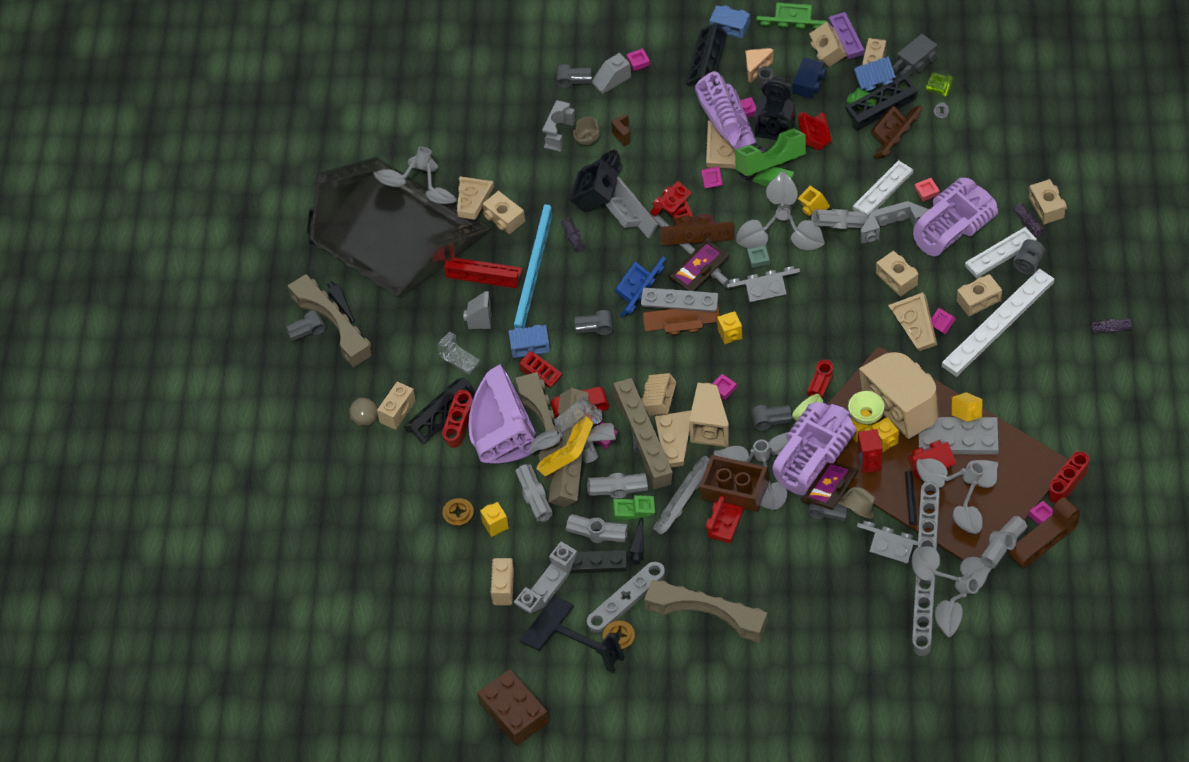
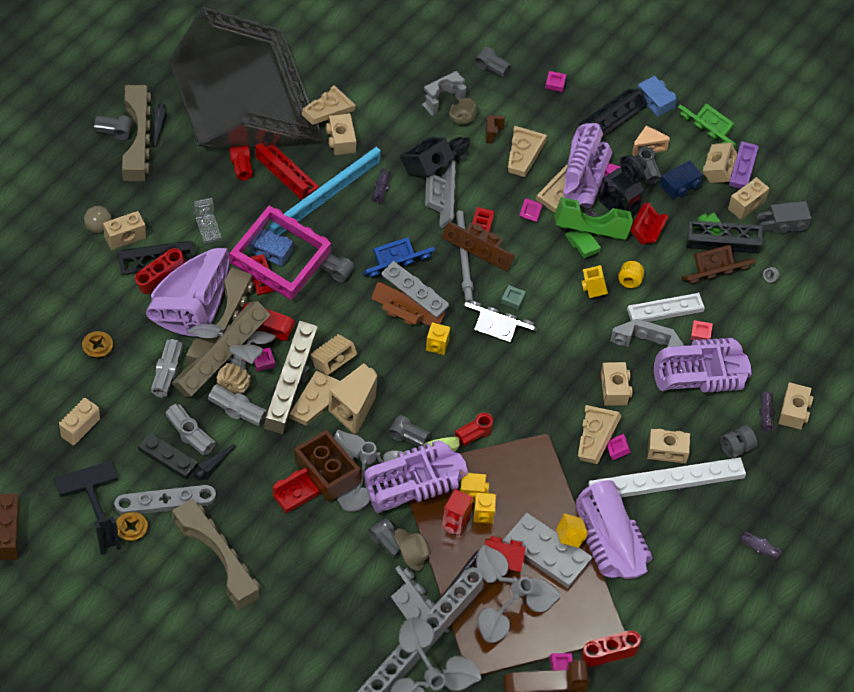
camera: 25 degrees right, 0 degrees up
(423, 162) = (309, 52): light grey plant -> none
(437, 285) = (241, 158): none -> red piece
(479, 312) = (251, 199): light grey slope -> none
(494, 519) = (117, 368): yellow brick -> none
(547, 365) = (265, 275): none -> dark pink window
(551, 580) = (112, 448): light grey slope -> none
(569, 452) = (206, 351): yellow beam -> none
(575, 414) = (248, 322): clear bracket -> none
(597, 464) = (233, 378): none -> tan gear
(612, 73) = (524, 79): light grey slope -> none
(633, 509) = (234, 433): bright green slope -> none
(662, 132) = (524, 150): none -> tan wing
(671, 199) = (480, 206): red bracket -> none
(675, 506) = (264, 455): light grey piece -> none
(699, 262) = (462, 272): door -> none
(725, 386) = (391, 383): dark pink plate -> none
(782, 192) = (566, 252): light grey plant -> none
(825, 487) = (410, 515): door -> none
(835, 179) = (631, 274): none -> yellow head
(838, 218) = (602, 307): light grey piece -> none
(866, 401) = (485, 467): yellowish green piece -> none
(875, 73) = (735, 208): medium blue brick -> none
(905, 389) = (525, 482): tan brick -> none
(940, 84) = (790, 253): clear neon green tile -> none
(998, 253) = (717, 422): white tile -> none
(999, 391) = (614, 537): none -> lavender connector
(1002, 541) = (494, 665): light grey piece -> none

